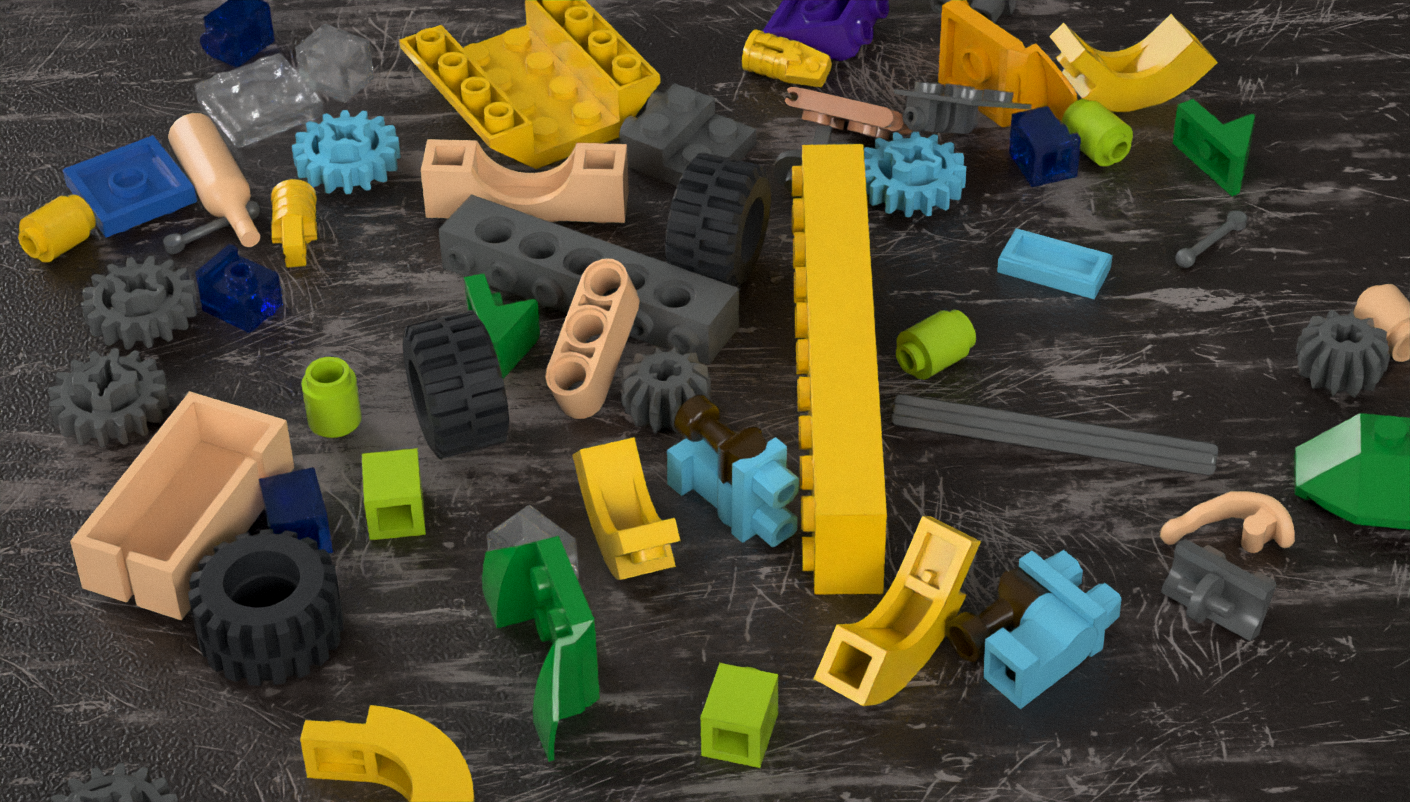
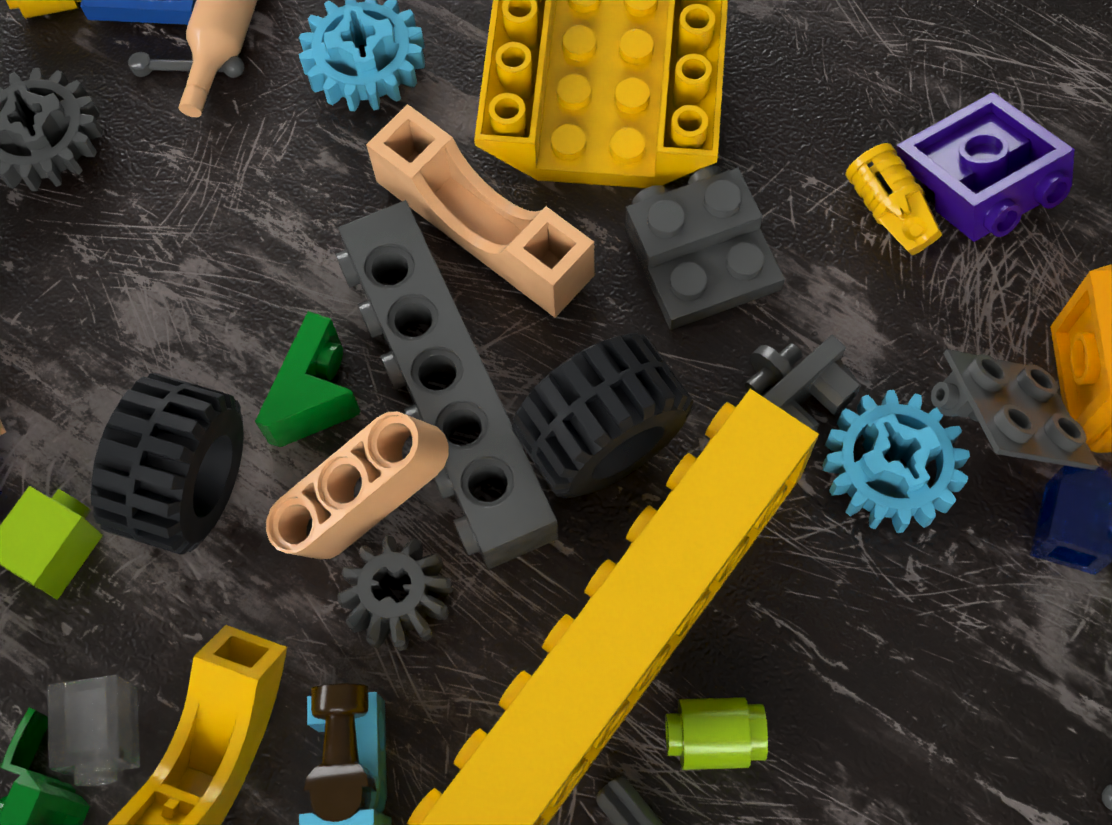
camera: 40 degrees right, 25 degrees up
(238, 289) = (129, 170): clear blue brick -> none
(294, 219) = (247, 113): yellow hinge -> none
(331, 397) = (76, 382): lime brick -> none
(835, 110) = (886, 330): nougat plate -> none
(1054, 263) = (957, 696): medium azure tile -> none

